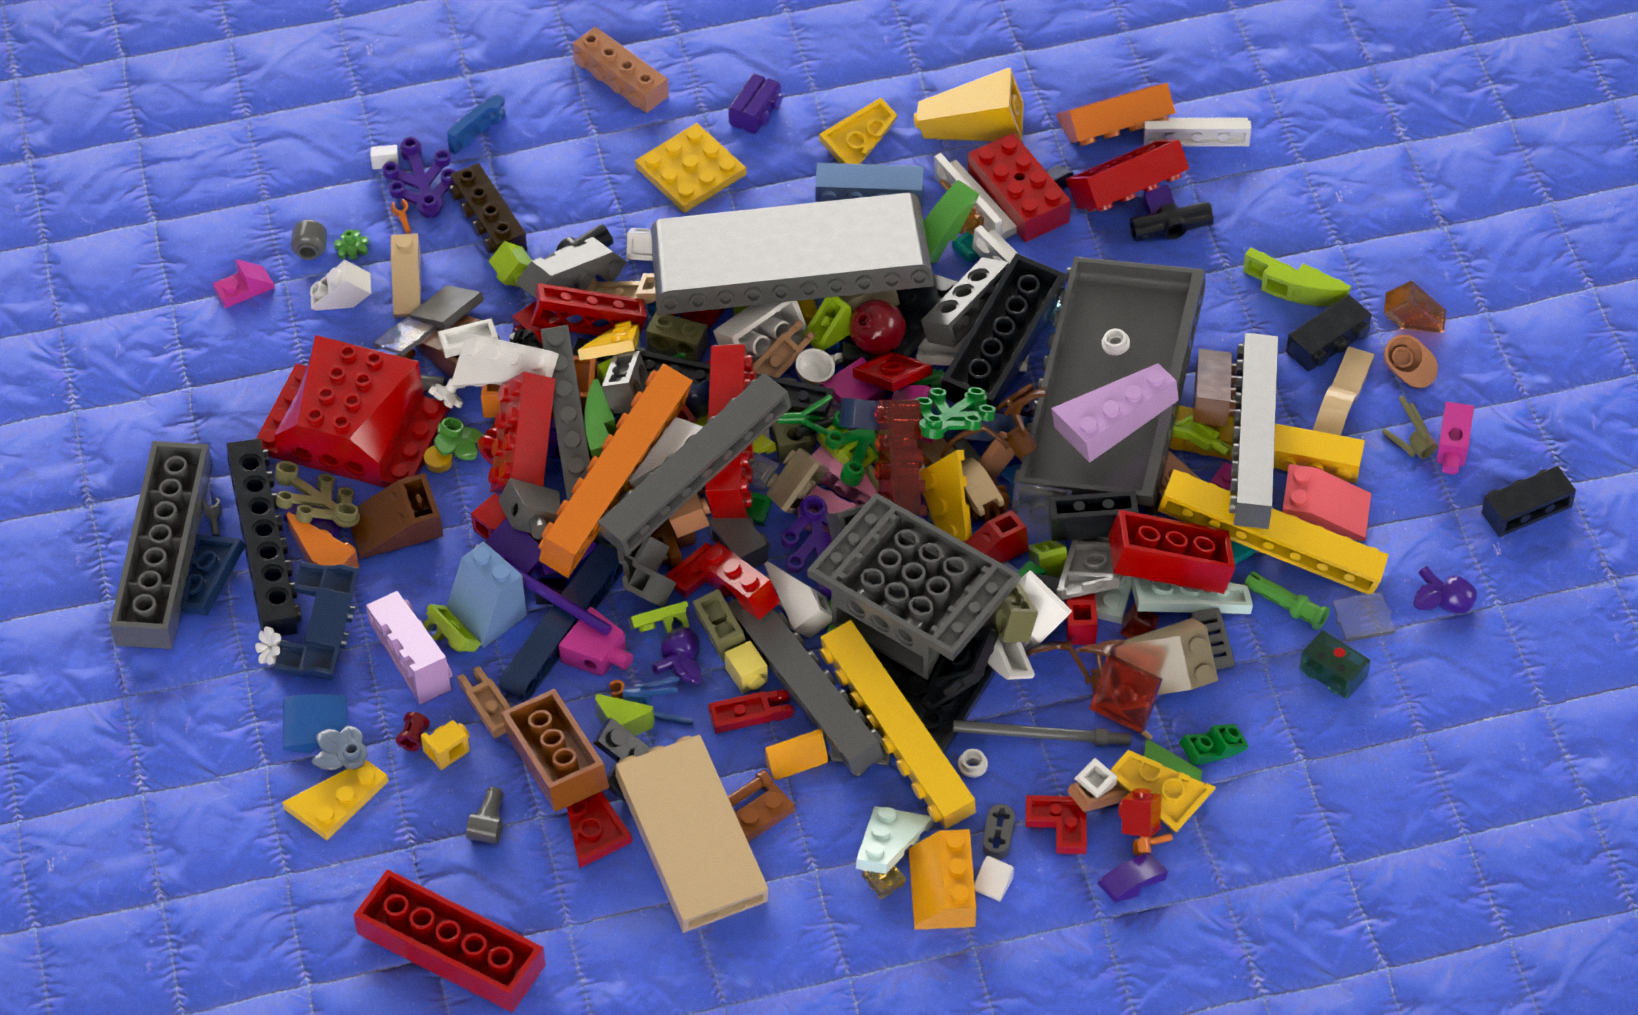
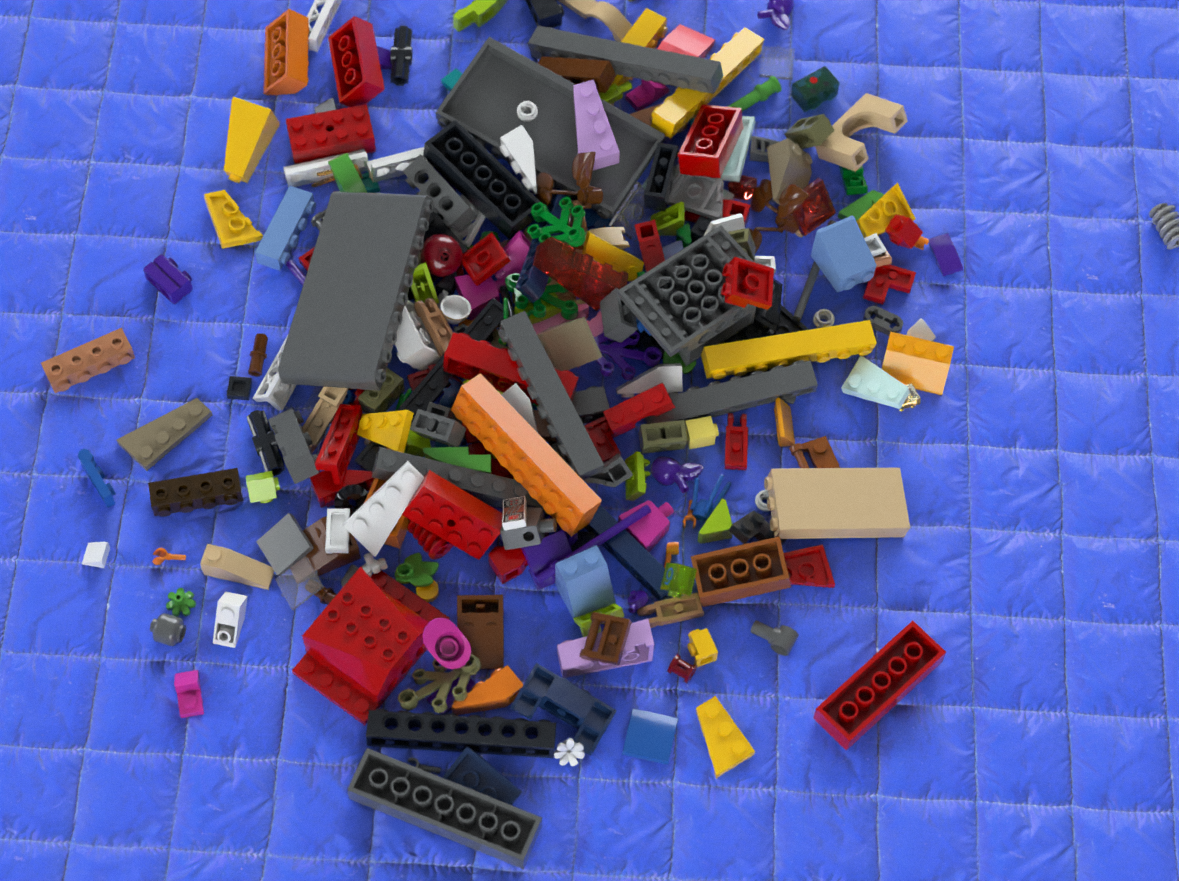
camera: 75 degrees left, 10 degrees up
(340, 749) = (684, 723): sand blue plate -> none
(356, 476) = (446, 643): none -> dark pink piece
(407, 624) = (612, 639): none -> reddish brown plate
(429, 202) = (135, 533): dark purple plant -> none
(489, 662) = (637, 600): none -> dark purple piece
(519, 684) = (678, 580): none -> clear neon green brick
(540, 487) = (514, 513): none -> tile
(554, 164) = (163, 434): none -> dark tan wing
(572, 680) = (671, 549): none -> orange hand
(640, 212) = (239, 388): none -> black tile
(690, 167) = (208, 342): yellow plate -> none
(697, 209) = (258, 355): none -> reddish brown axle
(933, 616) = (748, 283): none -> red plate
(1048, 356) = (520, 150): none -> white slope
(1062, 744) = (843, 254): none -> medium blue slope
(1250, 666) = (810, 131): none -> olive brick
(1254, 705) = (865, 113): none -> tan arch

